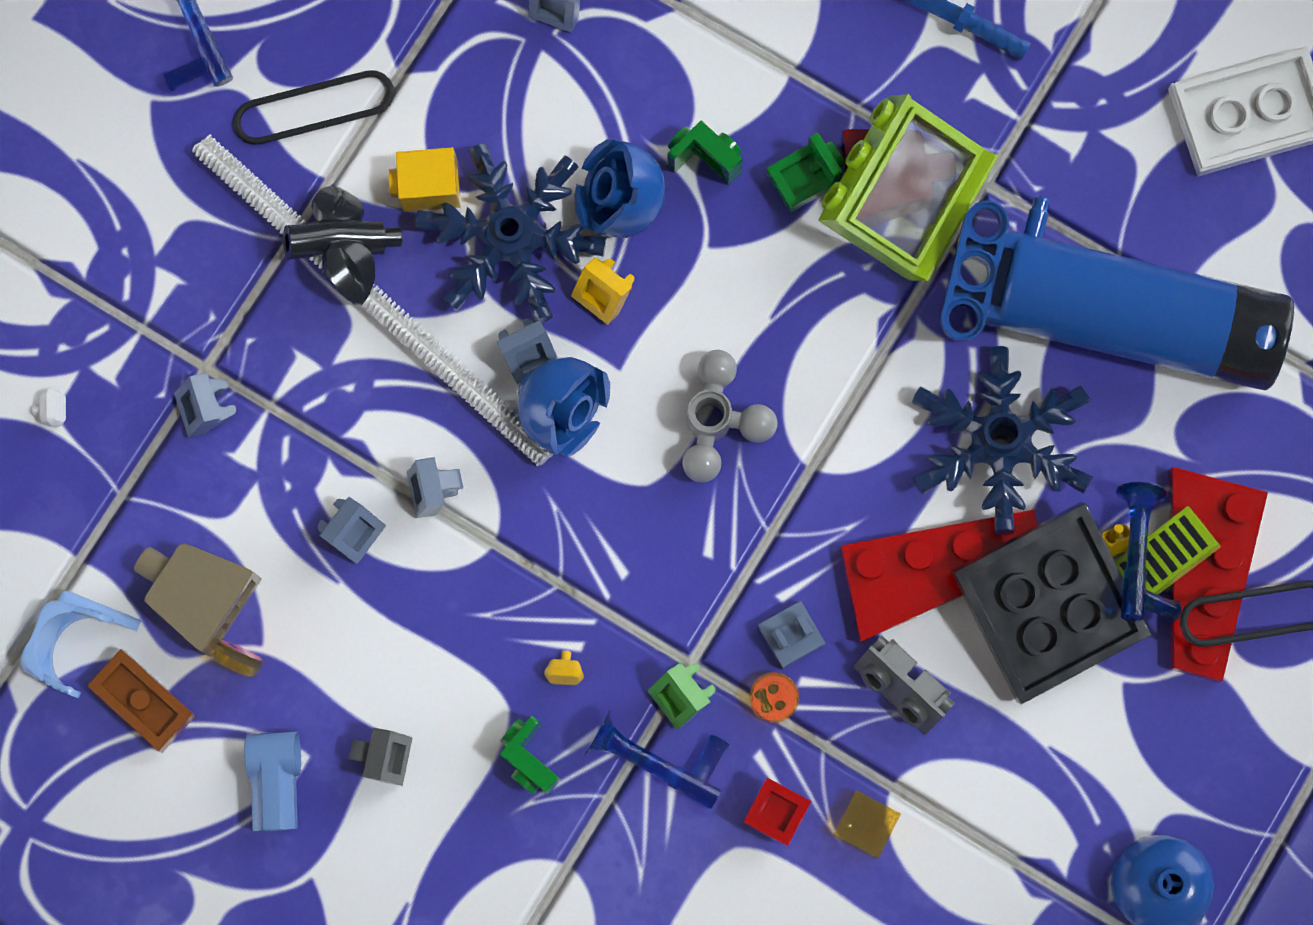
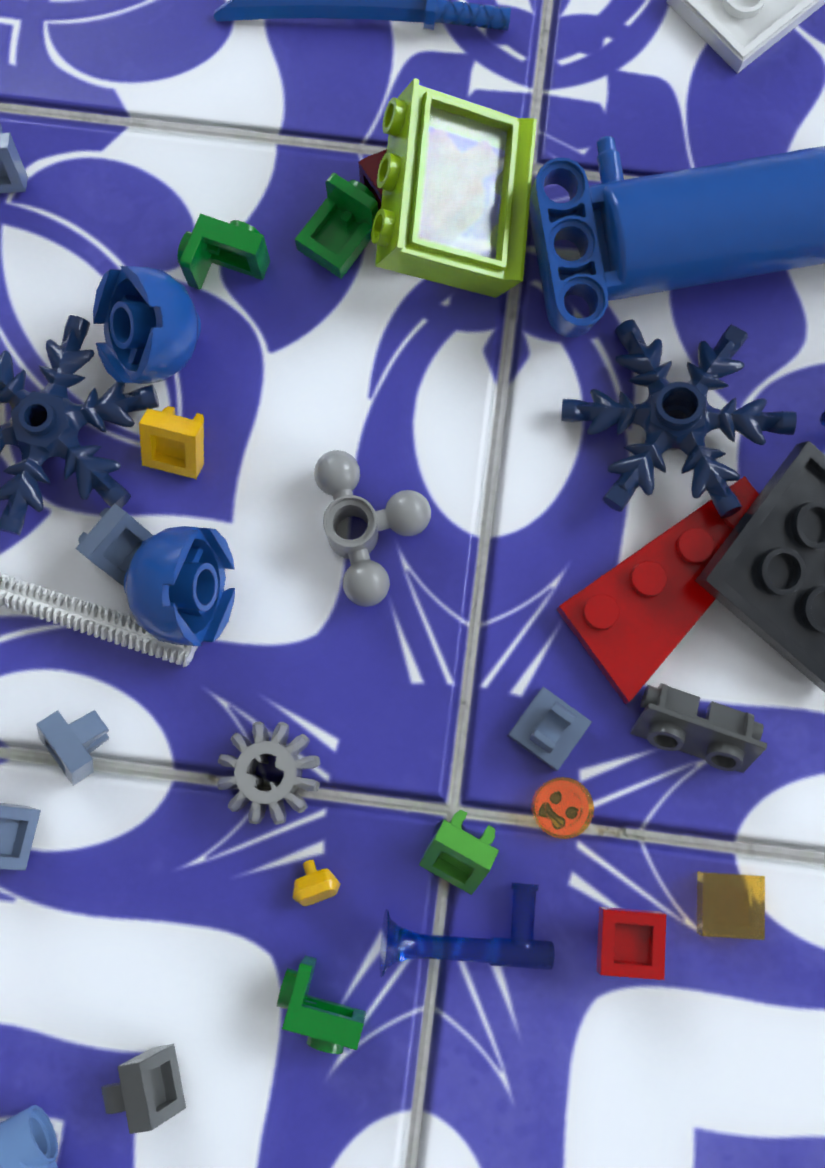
camera: 30 degrees left, 0 degrees up
(550, 576) = (252, 785): none -> light grey gear

